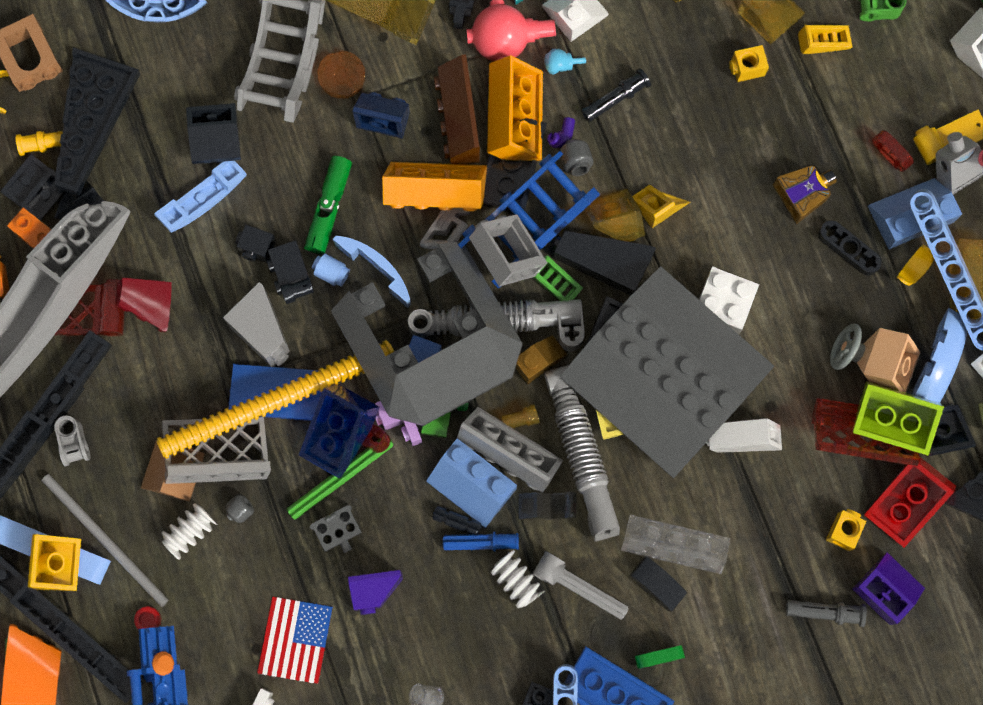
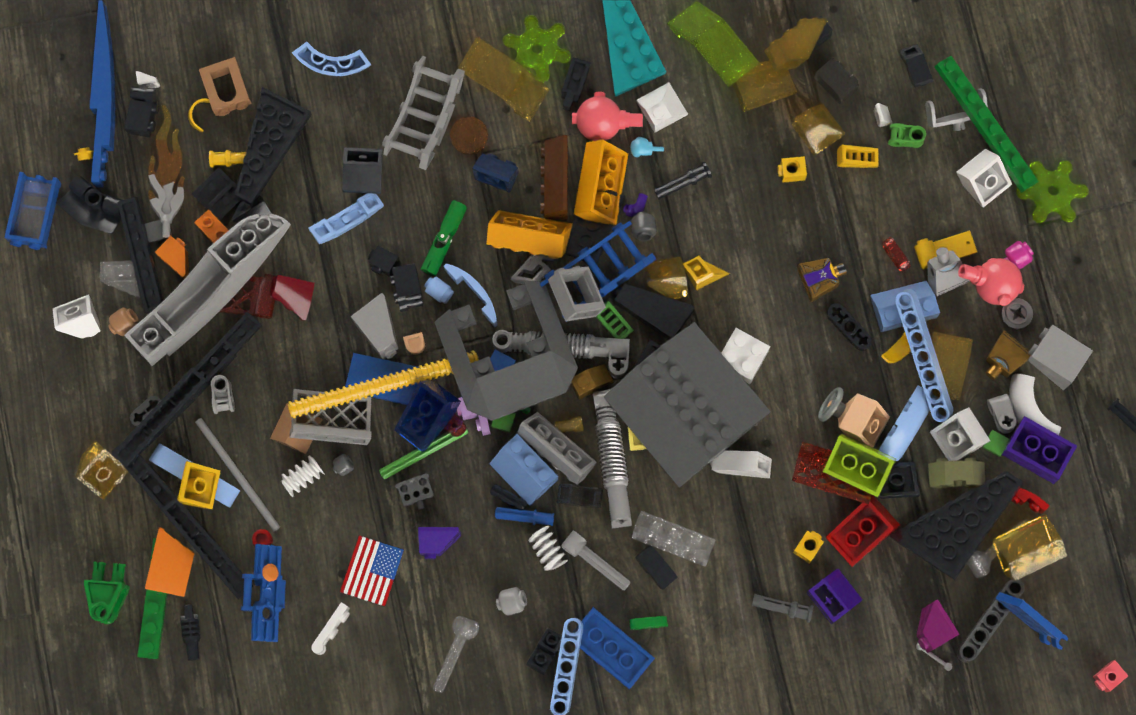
camera: 15 degrees right, 0 degrees up
(309, 341) = (415, 343): none -> light nougat tile
(480, 654) = (511, 601): none -> light grey head

